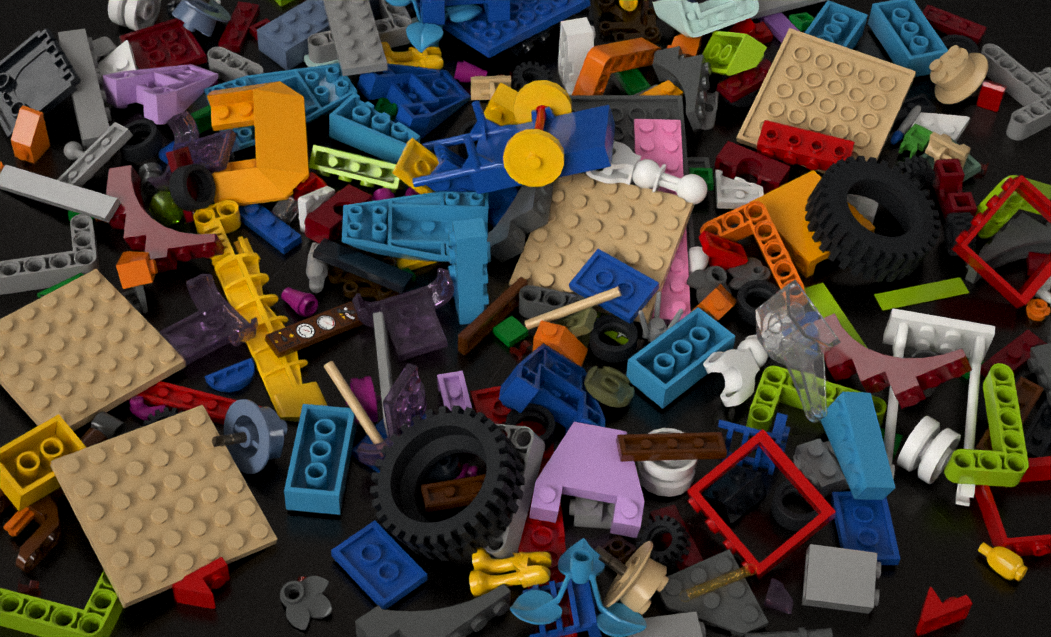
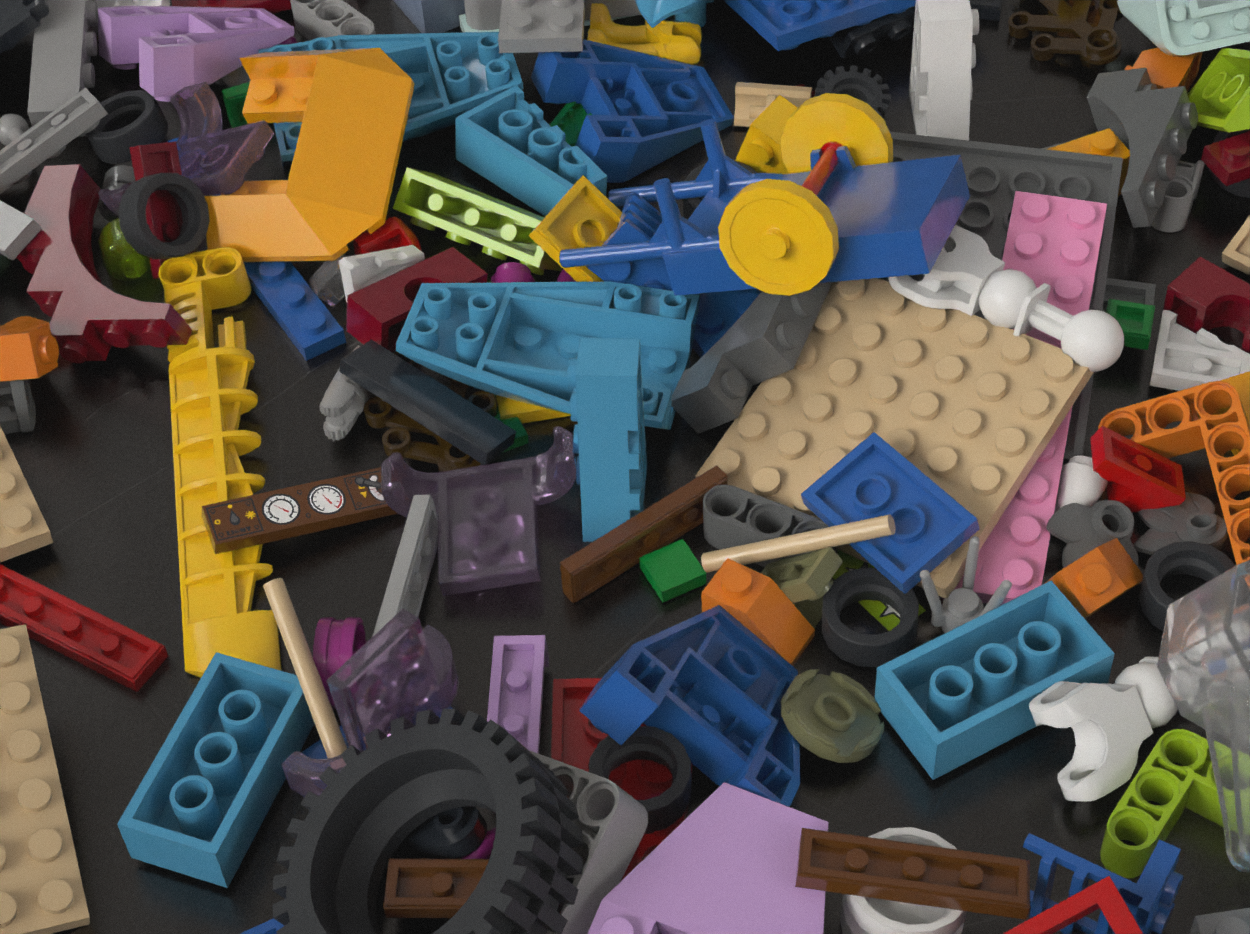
camera: 20 degrees right, 0 degrees up
(211, 326) = (116, 477): clear purple piece -> none
(233, 377) = (133, 576): blue tile -> none
(252, 435) = (107, 700): sand blue piece -> none
(301, 302) = (300, 454): magenta cone -> none
(465, 71) = (736, 69): magenta cone -> none
(519, 352) = (685, 612): clear red piece -> none
(609, 59) = (1005, 75): orange beam -> none
(632, 81) = (1042, 117): green tile -> none

